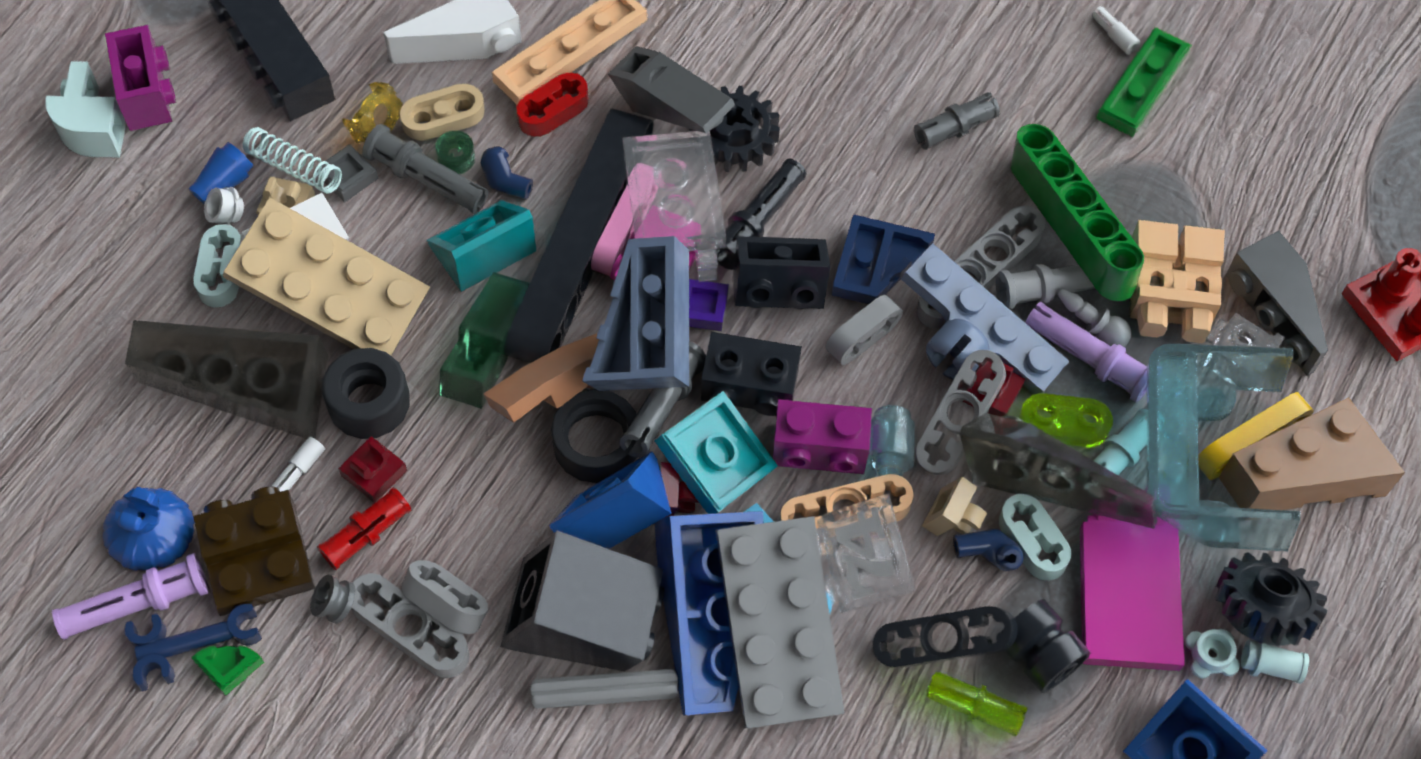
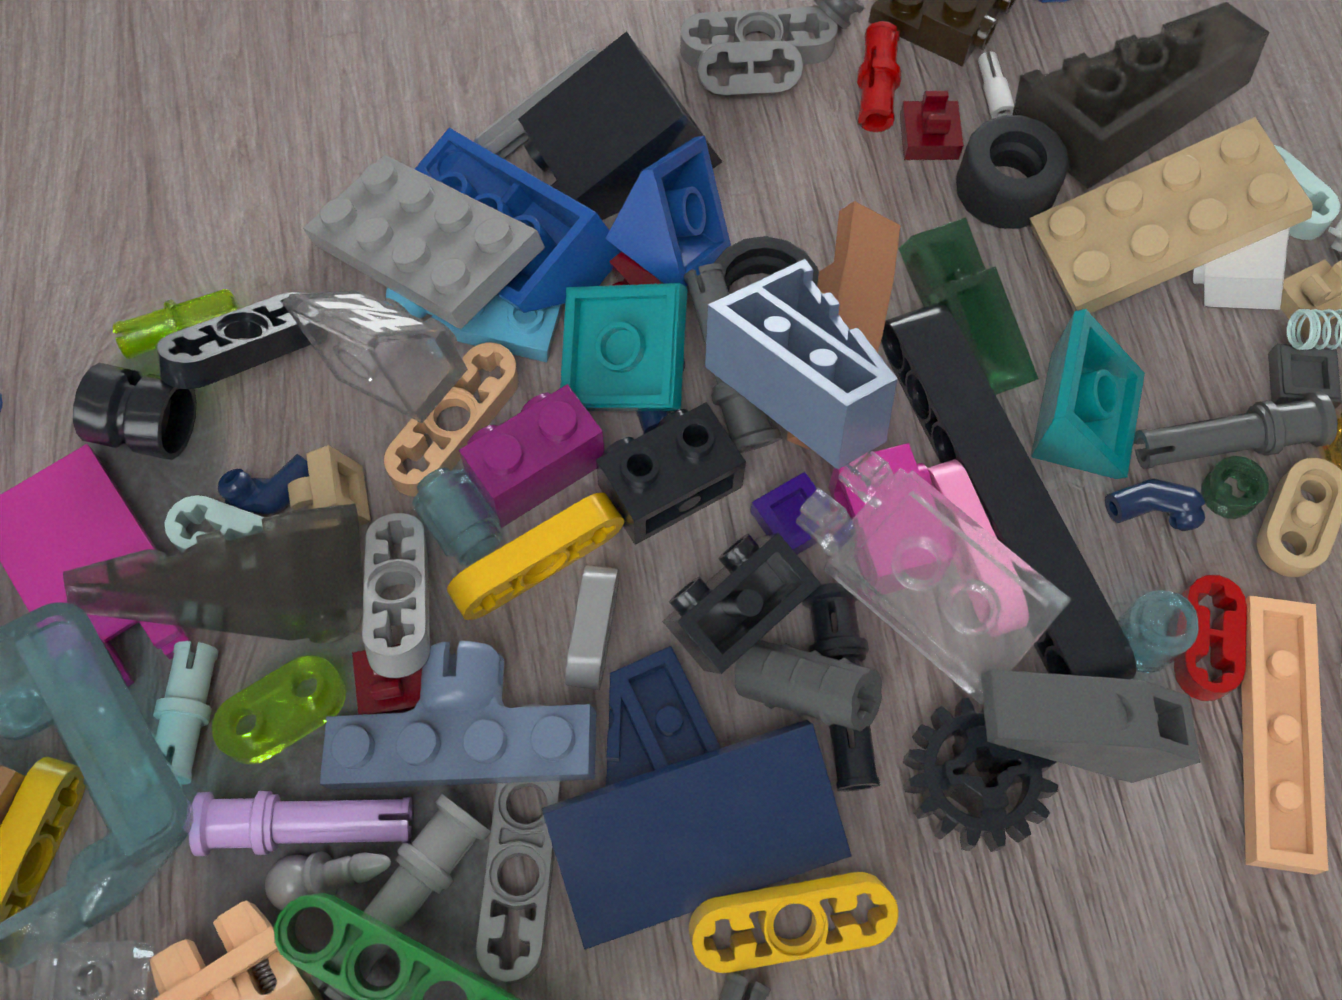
camera: 140 degrees right, 5 degrees up
(585, 112) = (1159, 629): none -> clear light blue brick
(781, 203) = (809, 684): none -> dark grey axle
(863, 386) = (535, 556): none -> yellow beam
(880, 140) = (817, 941): none -> yellow beam
(894, 200) = (696, 832): none -> dark blue tile

